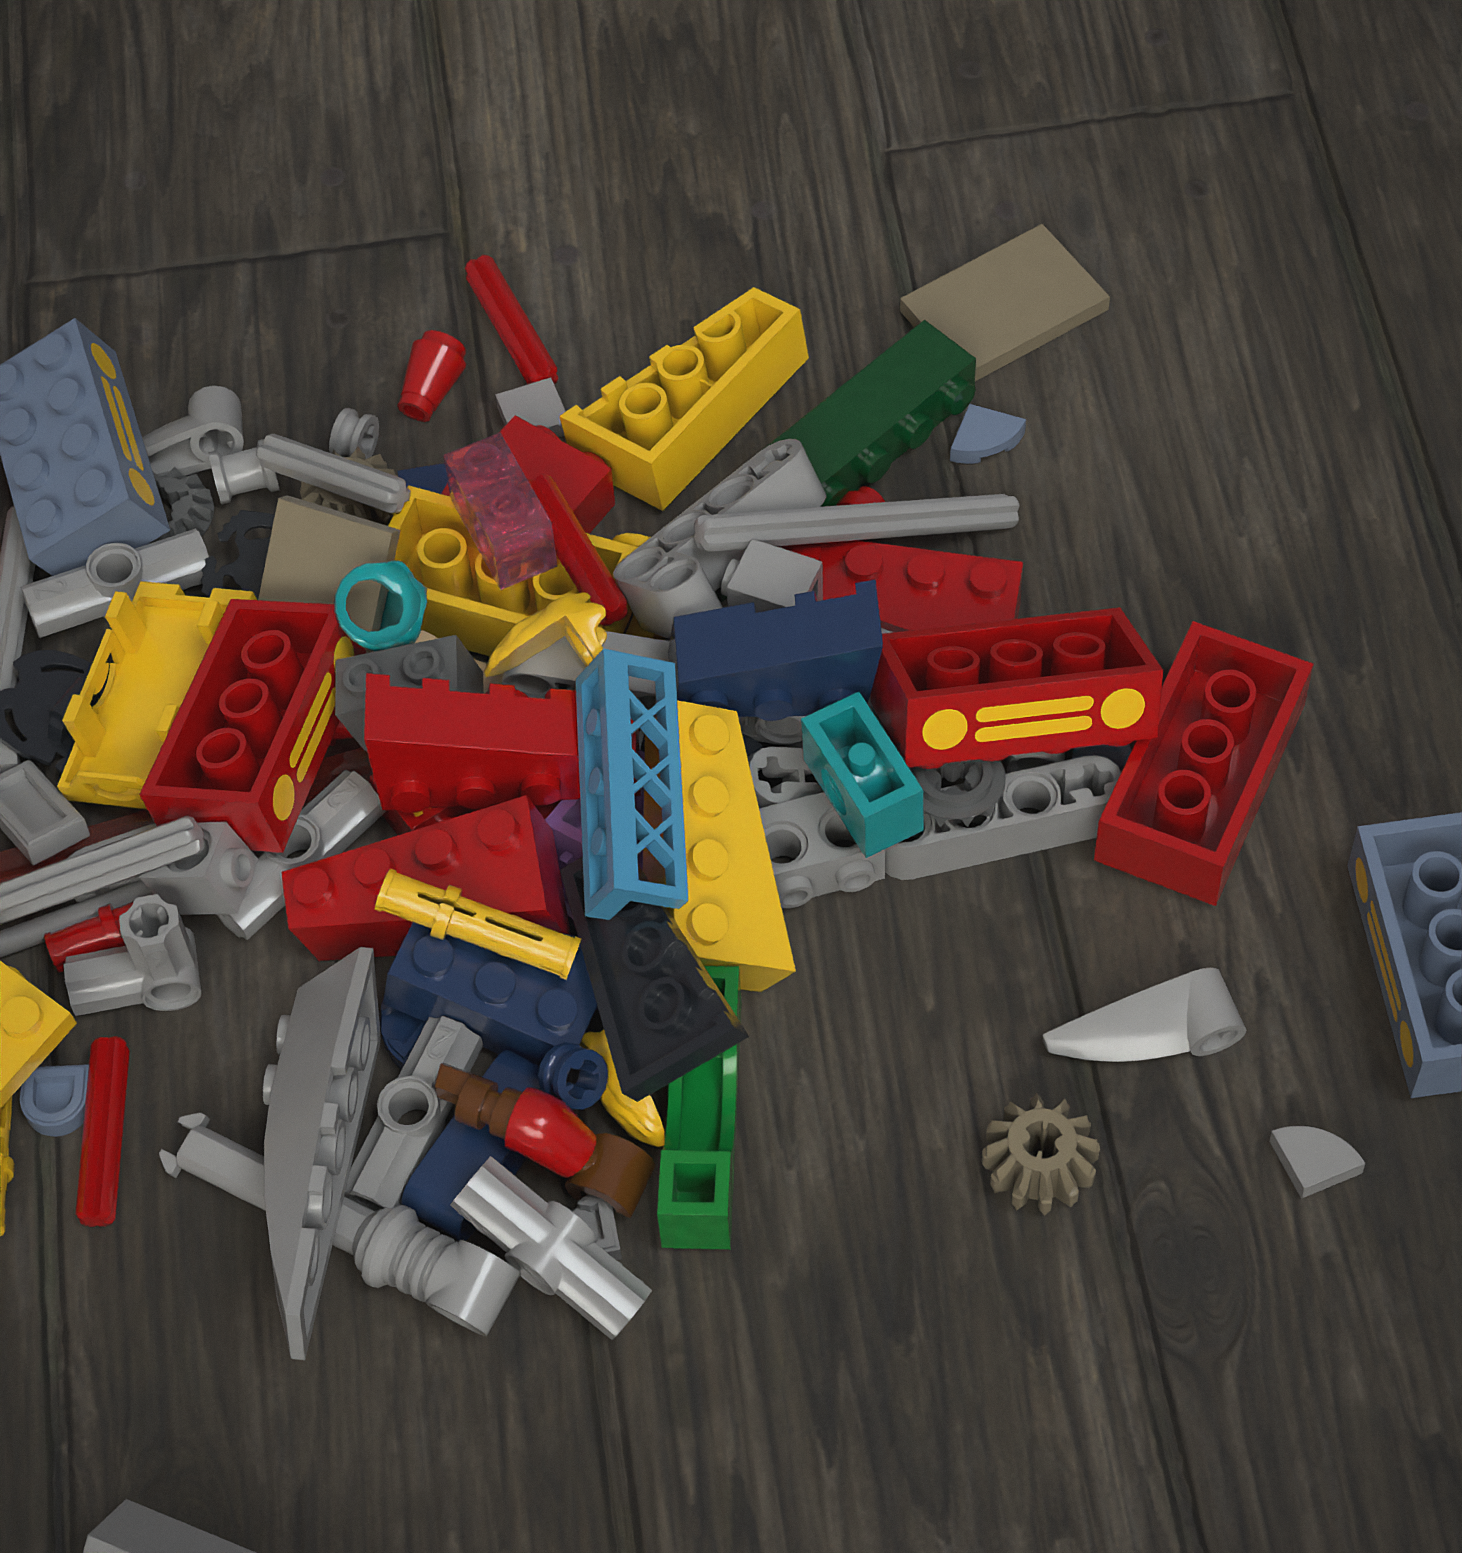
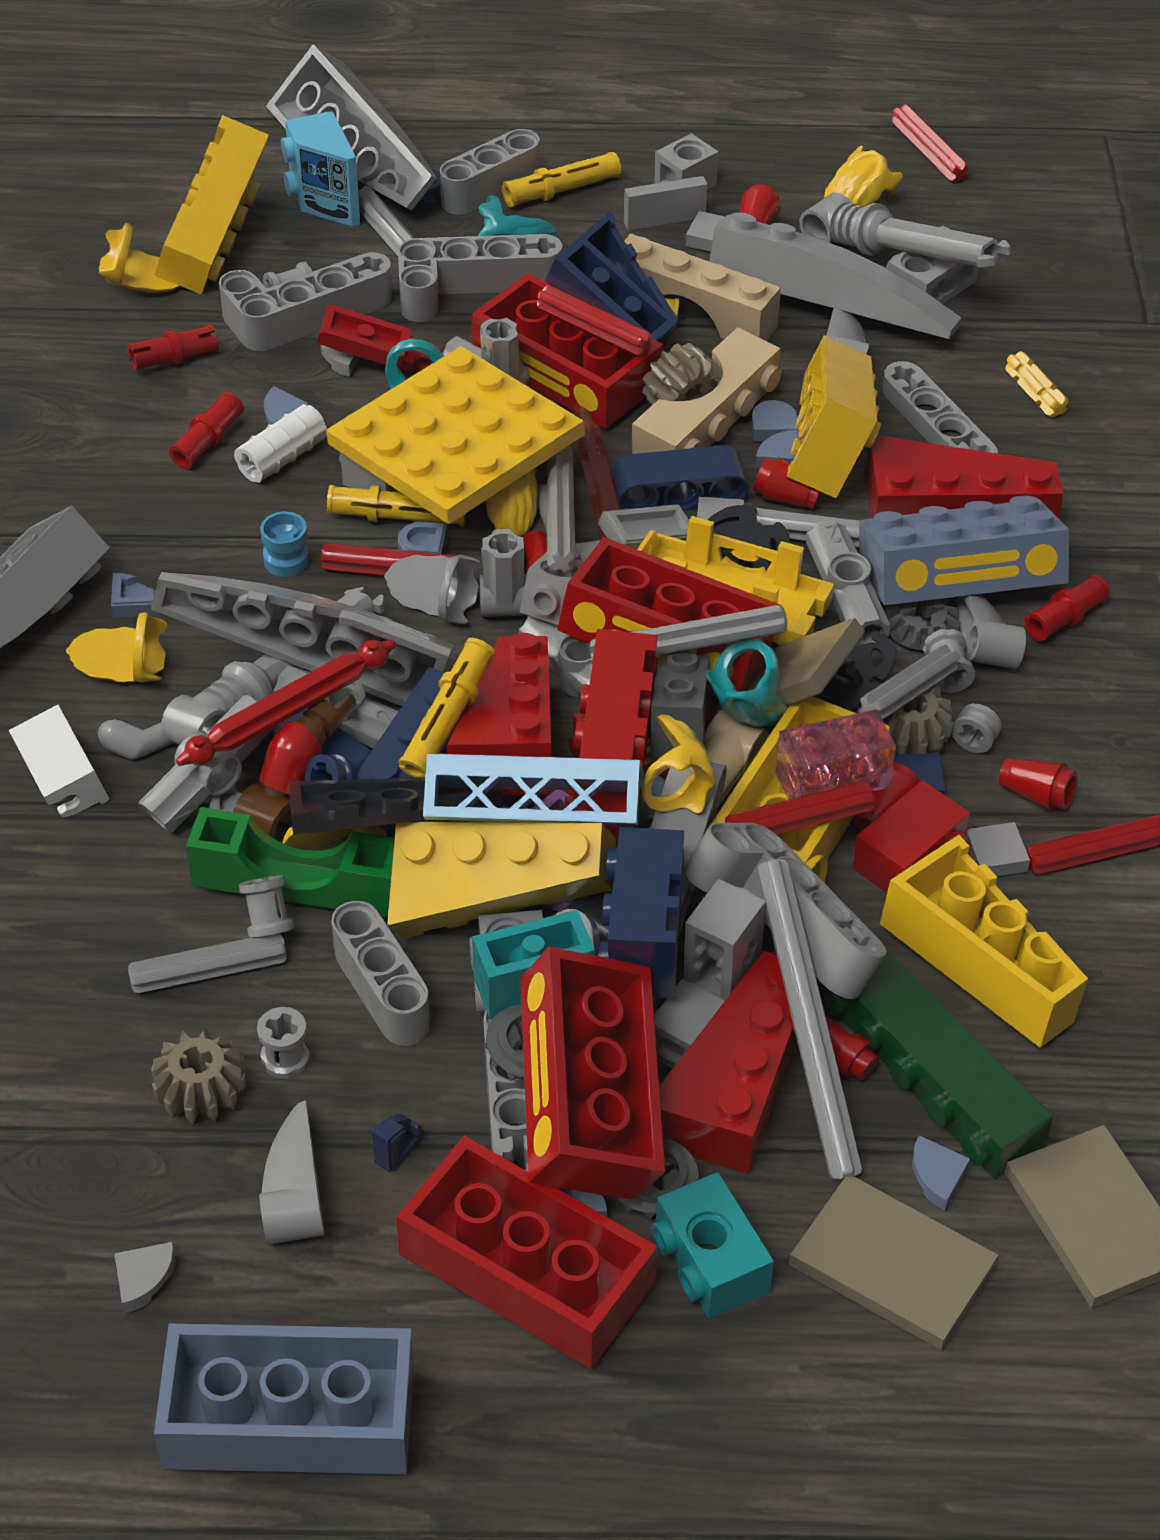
camera: 95 degrees right, 10 degrees down
(84, 1250) = (285, 544): none -> dark azure wheel
(145, 368) = (1067, 607): none -> red pin
(159, 1049) = (435, 585): none -> light grey piece
(194, 1468) = (130, 597): none -> sand blue tile
(329, 1434) = (121, 652): none -> yellow piece
(333, 665) = (717, 630): none -> light grey axle
(481, 1129) = (285, 703): none -> red wheel
(490, 1389) = (131, 741): none -> light grey arm
(552, 1463) = (58, 762): none -> white hinge
(782, 1128) = (266, 906): none -> light grey bush
(851, 961) = (381, 973): none -> light grey beam
(855, 1198) = (206, 963): none -> light grey axle
(970, 1051) = (274, 1035): none -> light grey bush
(1074, 931) = (395, 1140): none -> dark blue tile
(1102, 464) = (894, 1261): none -> dark tan tile
(1155, 581) = (710, 1215): none -> teal brick

